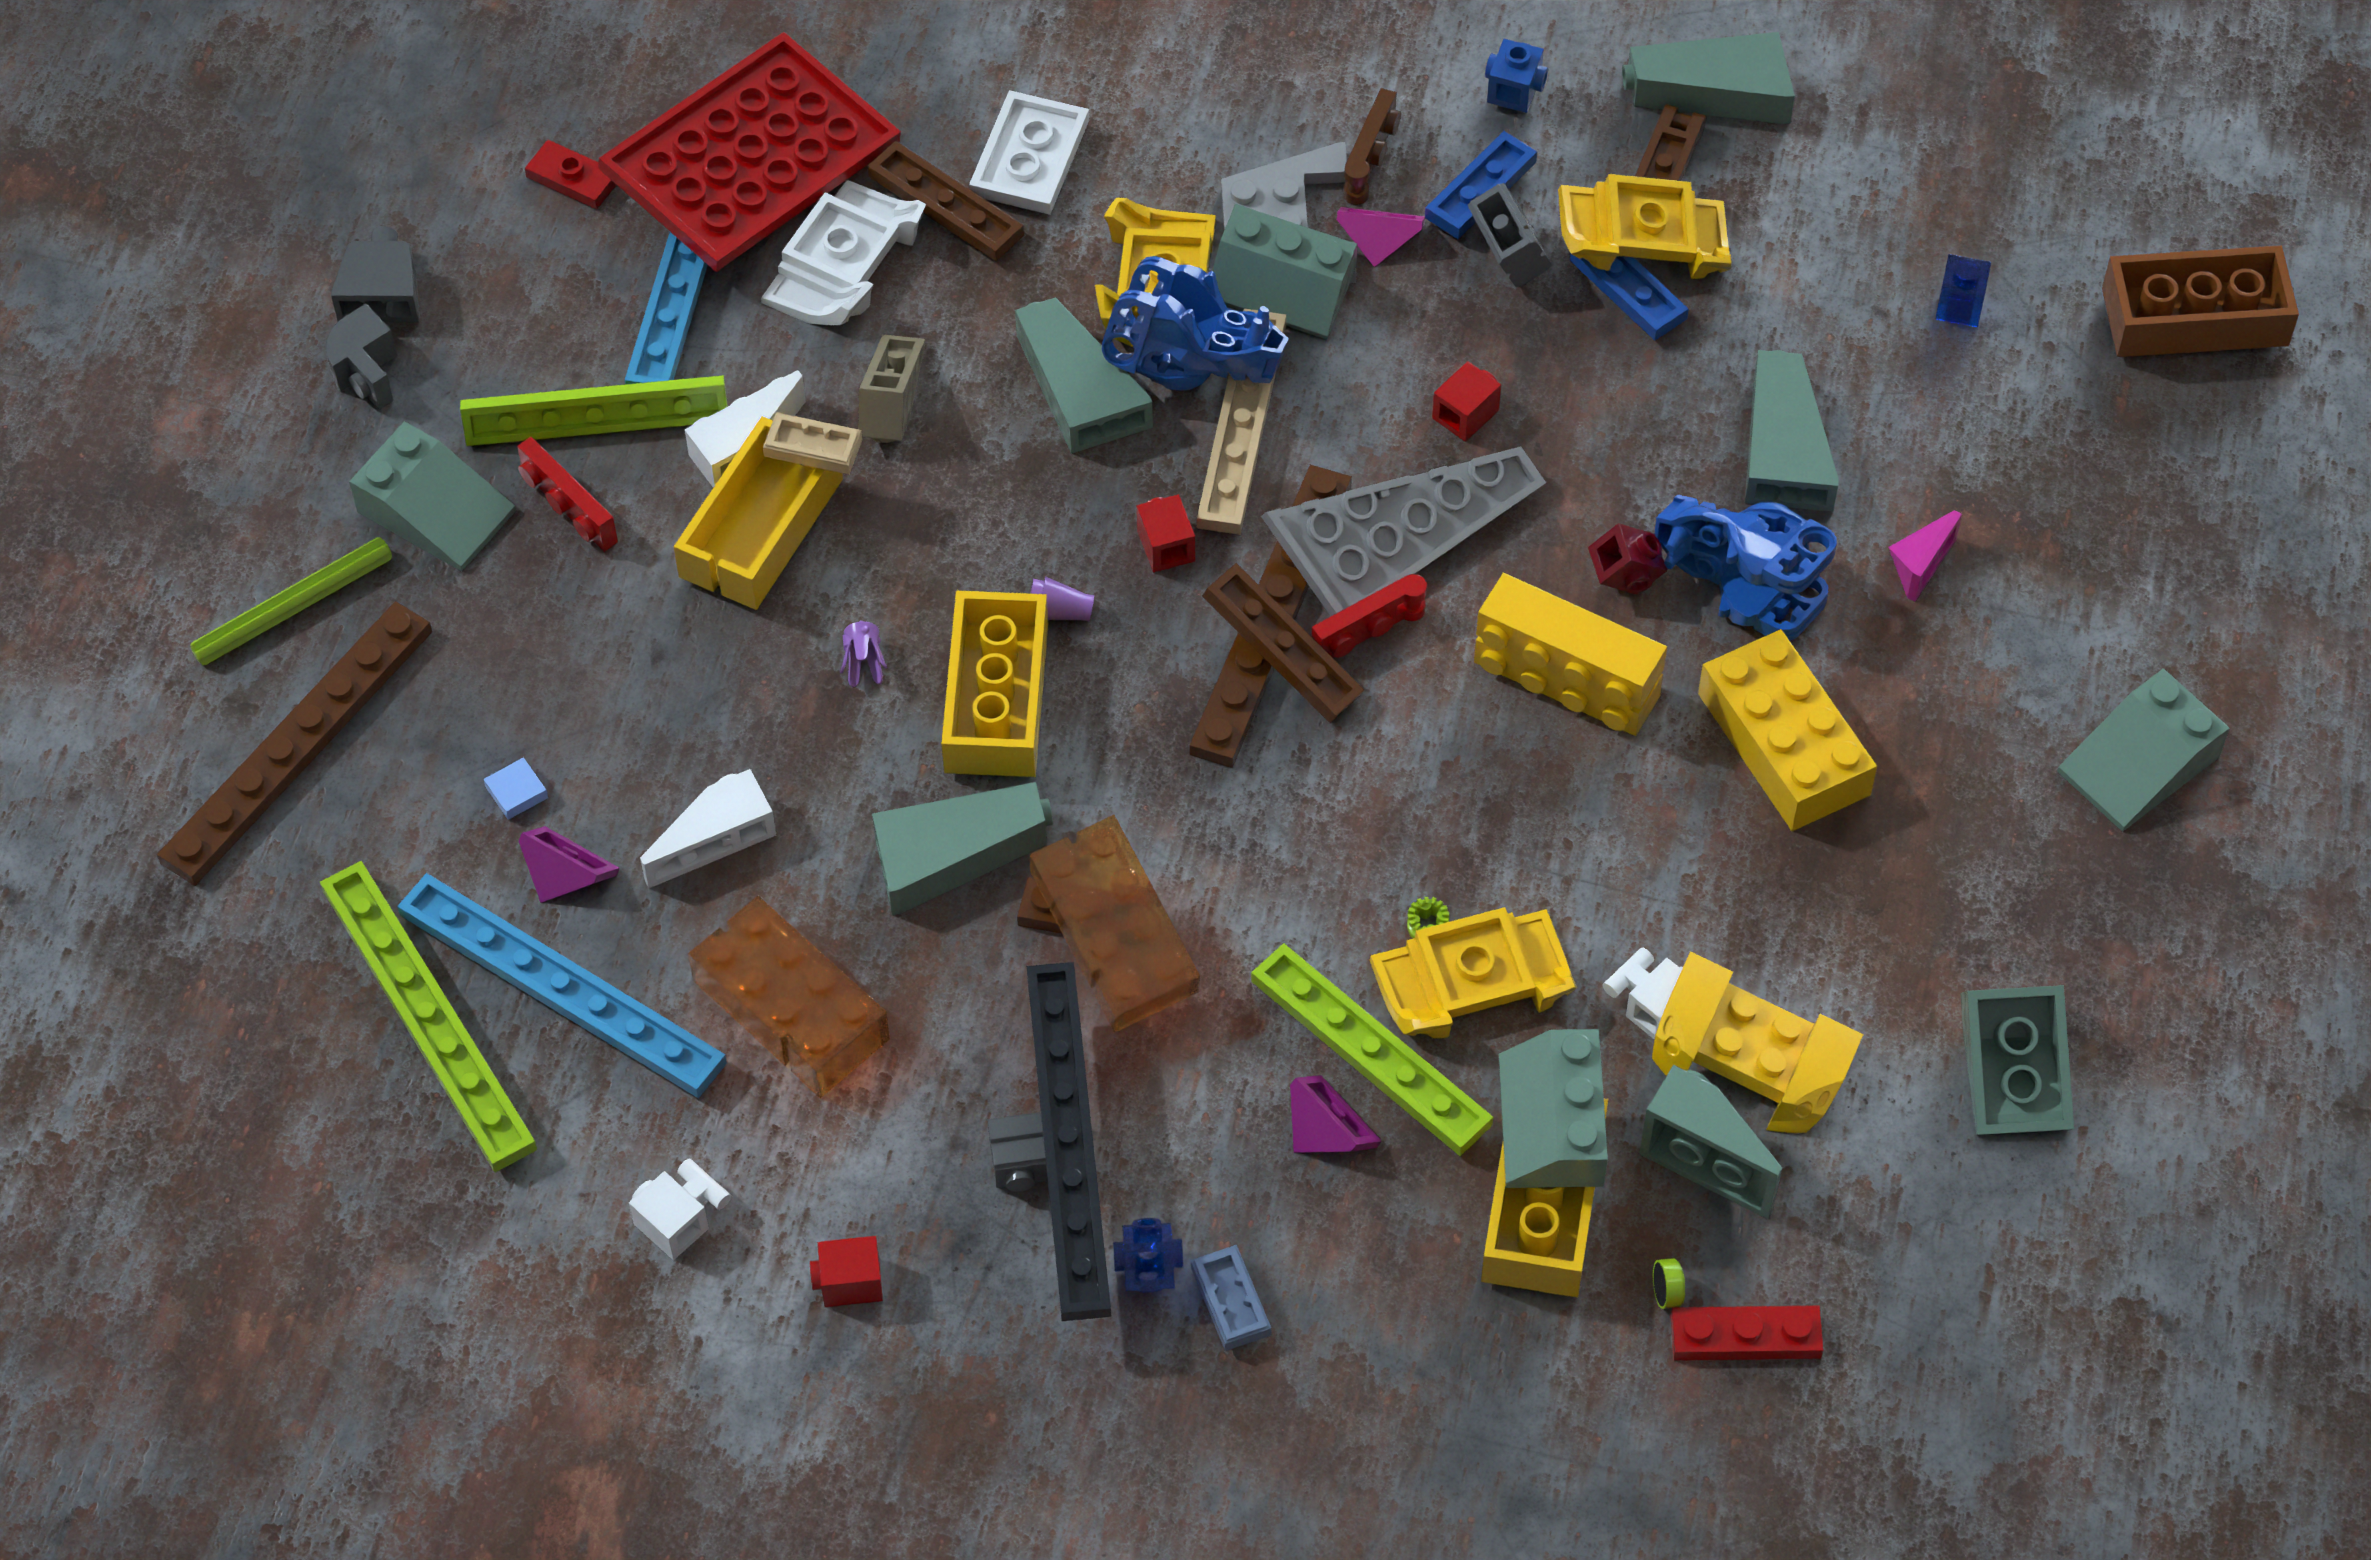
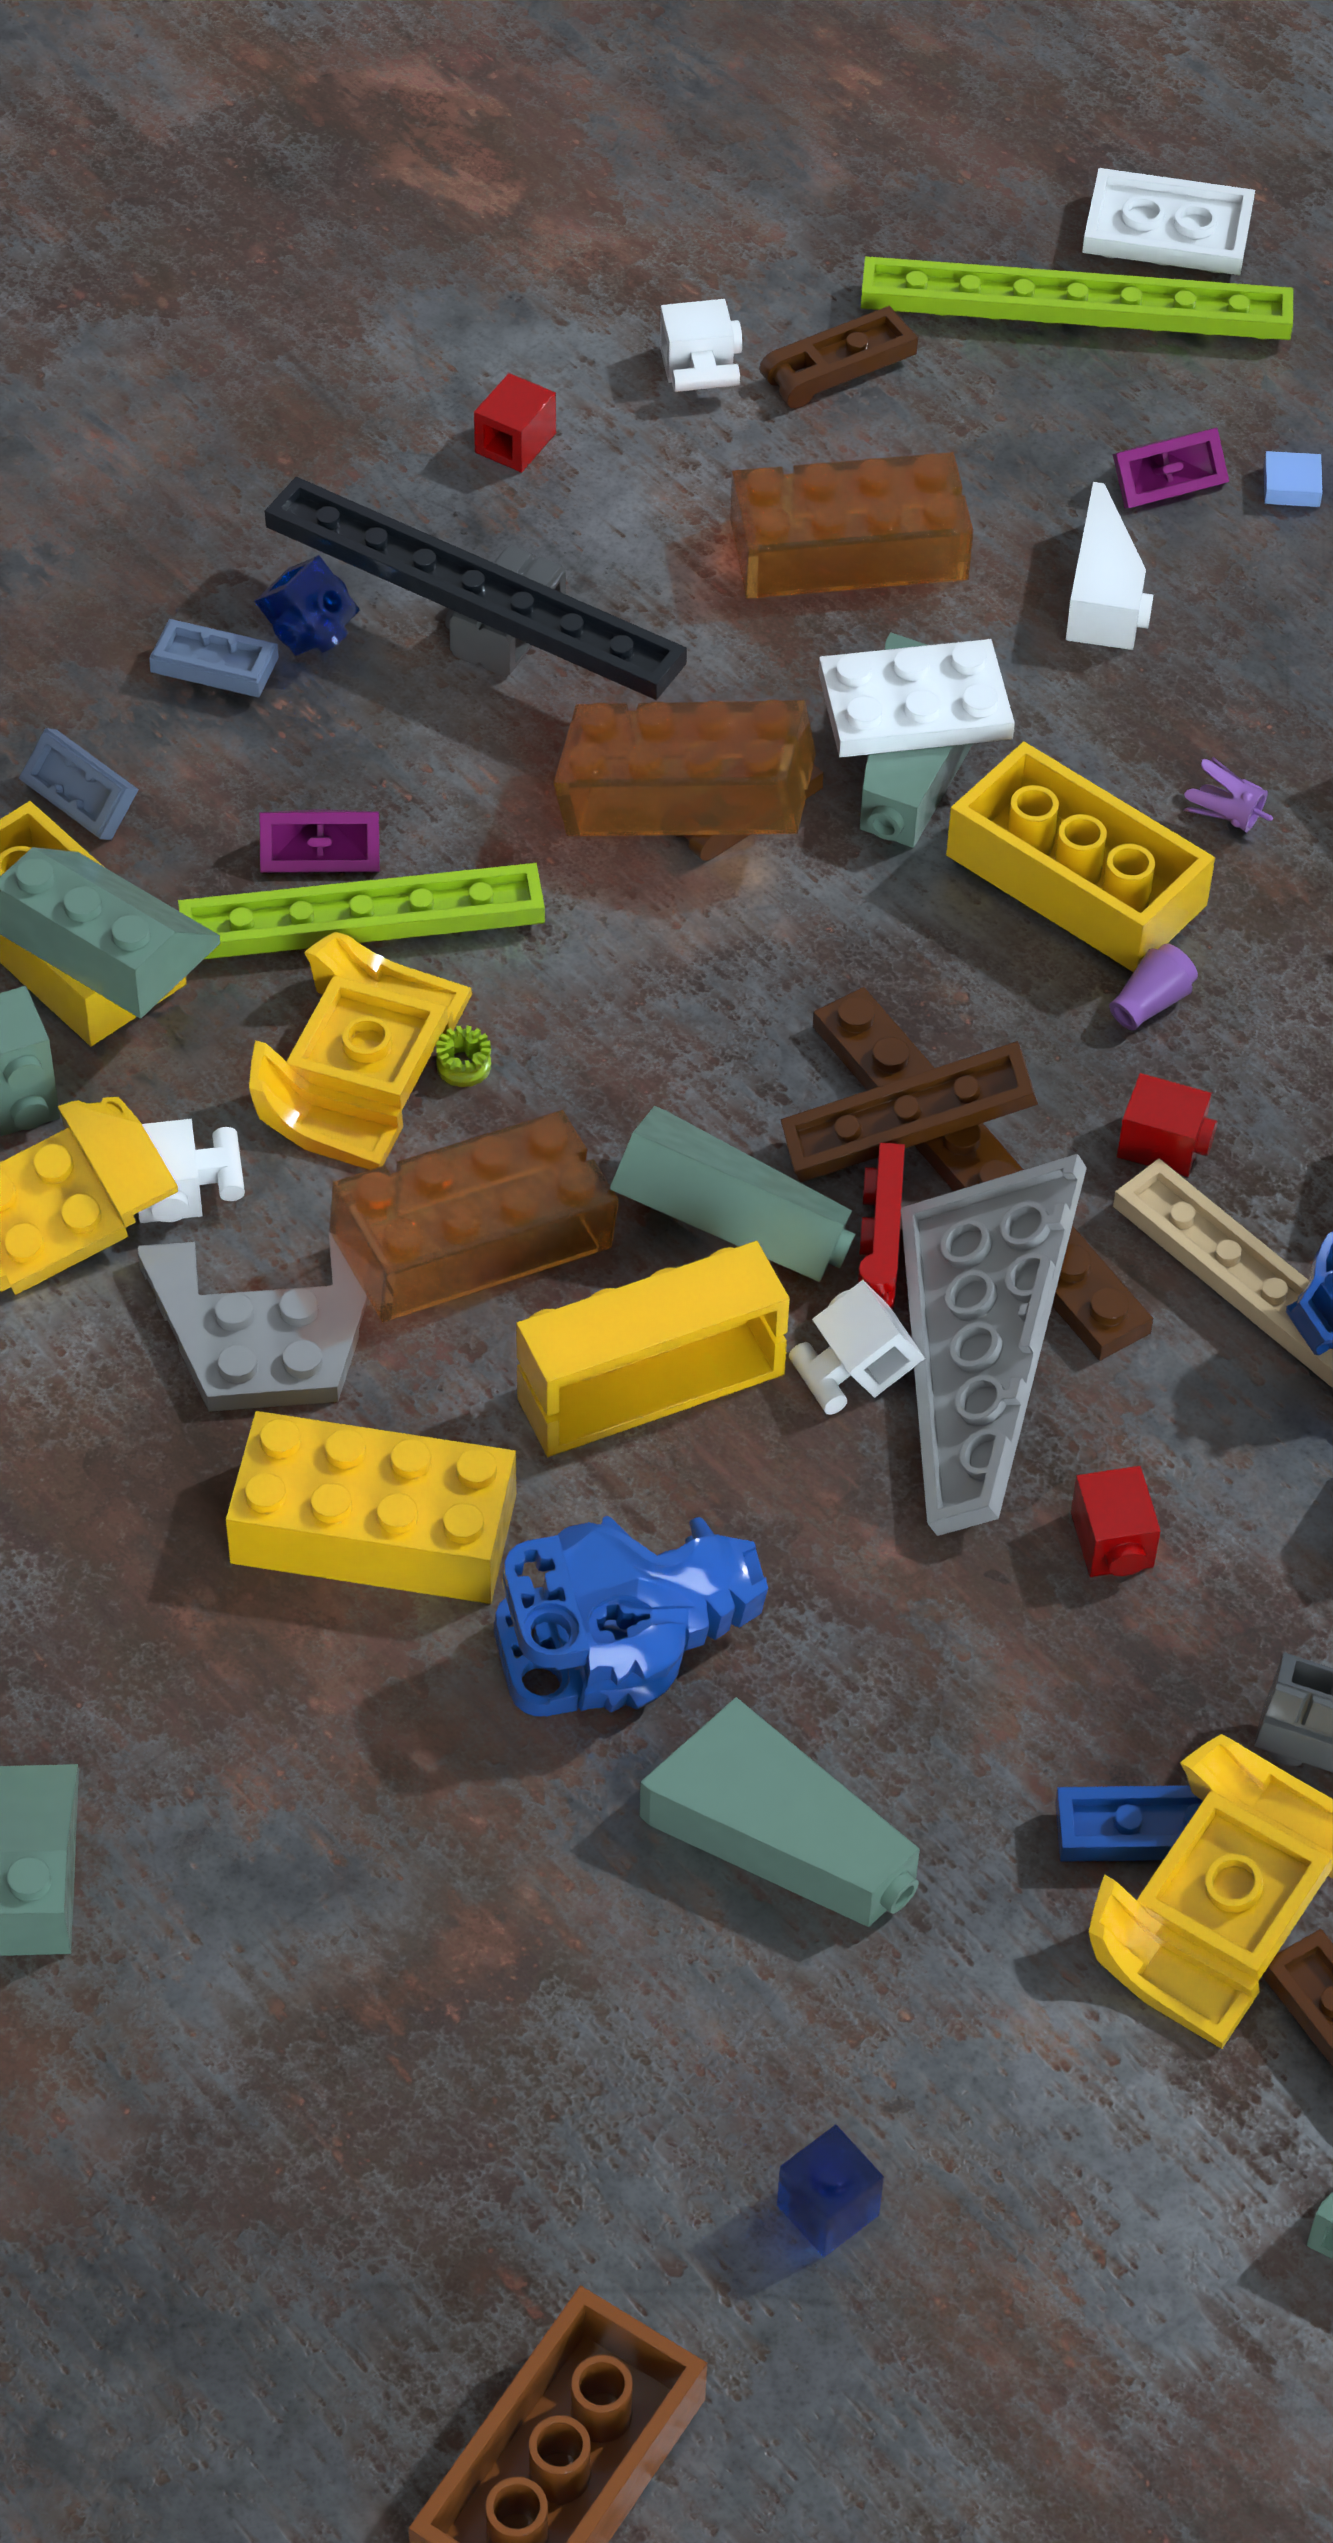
camera: 125 degrees right, 5 degrees down
(292, 1007) = (1168, 221): none -> white plate
(562, 985) = (1022, 395): dark azure plate -> none
(607, 1122) = (838, 355): none -> reddish brown plate
(945, 832) = (915, 698): none -> white plate
(1414, 1287) = (78, 784): none -> sand blue plate
(1424, 700) = (731, 1195): none -> sand green slope
(1461, 573) = (863, 1344): none -> white brick
(1549, 803) = (472, 1215): none -> clear orange piece
(1627, 559) = (748, 1490): dark red brick -> none
(1716, 869) = (263, 1343): none -> light grey wing
(1923, 552) = (484, 1839): dark pink slope -> none

